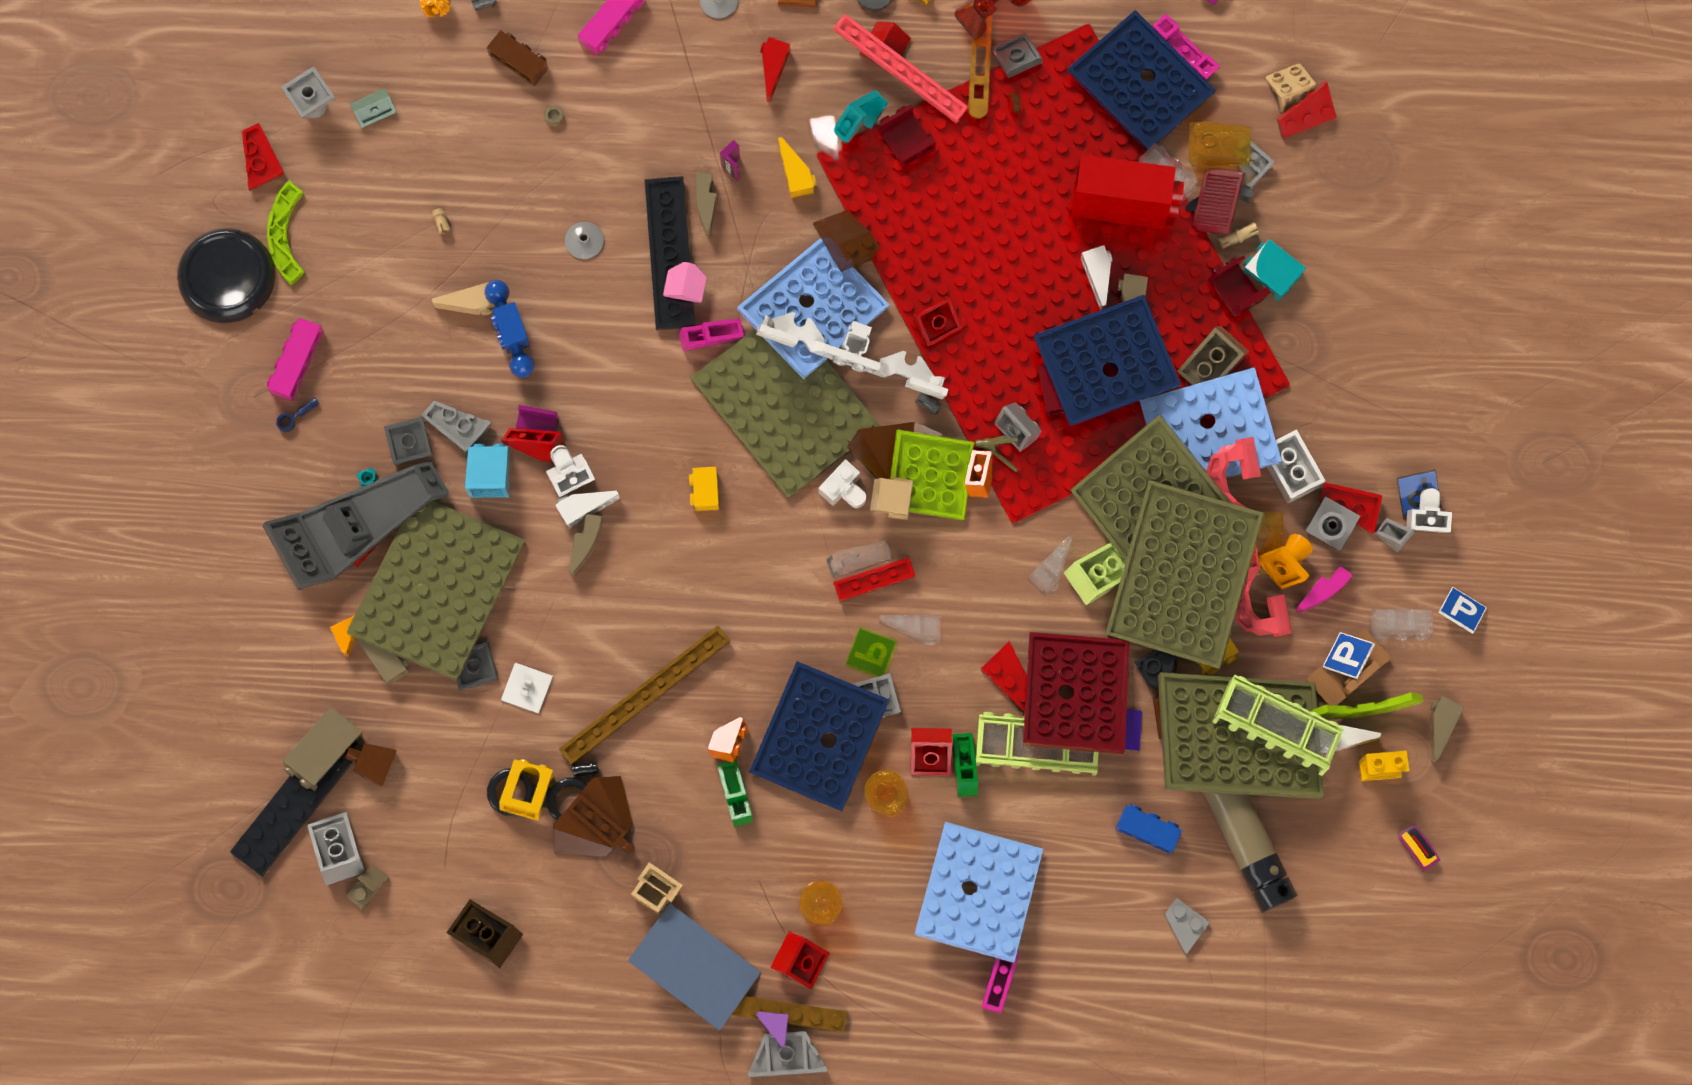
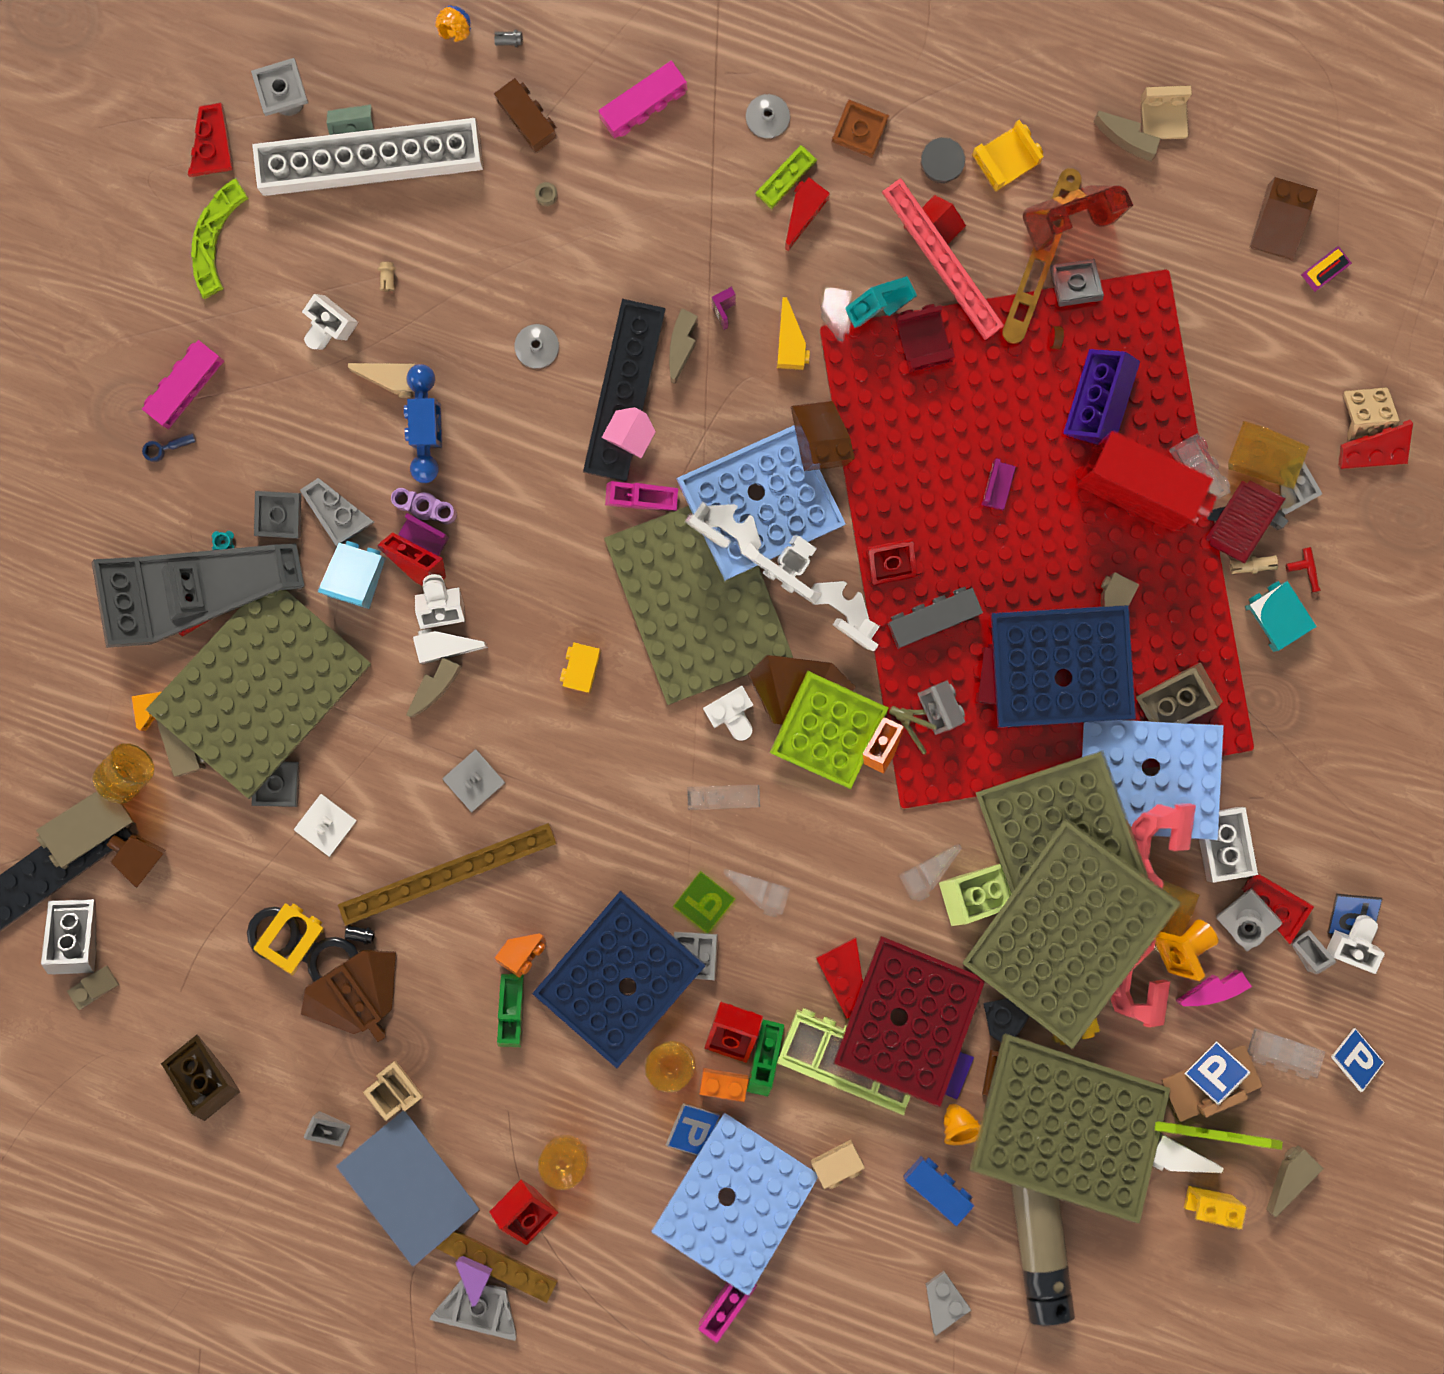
camera: 20 degrees right, 10 degrees up
(226, 275) = (137, 265): black piece -> none
(343, 691) = (123, 773): none -> clear yellow wheel
(396, 129) = (367, 157): none -> white brick
(402, 272) = (327, 322): none -> white brick
(539, 399) = (414, 501): none -> lavender piece
(608, 943) = (326, 1129): none -> light grey slope
(642, 611) = (473, 780): none -> light grey piece
(749, 43) = (786, 177): none -> lime tile
(874, 579) = (732, 825): red plate -> none
(892, 497) = (778, 745): tan plate -> none
(921, 842) = (692, 1129): none -> blue piece
(928, 403) = (853, 648): dark grey pin -> none
(937, 797) = (723, 1085): none -> orange brick
(988, 357) = (934, 618): none -> dark grey brick
(1006, 234) = (998, 485): none -> magenta panel
(1055, 834) = (837, 1165): none -> tan brick
(1066, 136) = (1101, 395): none -> dark purple slope
(1097, 267) = (1086, 555): white slope -> none
(1142, 108) = (1175, 345): dark blue plate -> none
(1148, 770) = (960, 1126): none -> light orange piece
(1170, 32) = (1265, 332): dark pink slope -> none
(1235, 287) = (1231, 624): dark red panel -> none
(1279, 723) = (1117, 1130): window -> none
(1283, 222) = (1308, 564): none -> red piece
(1419, 847) = (1222, 1301): slope -> none

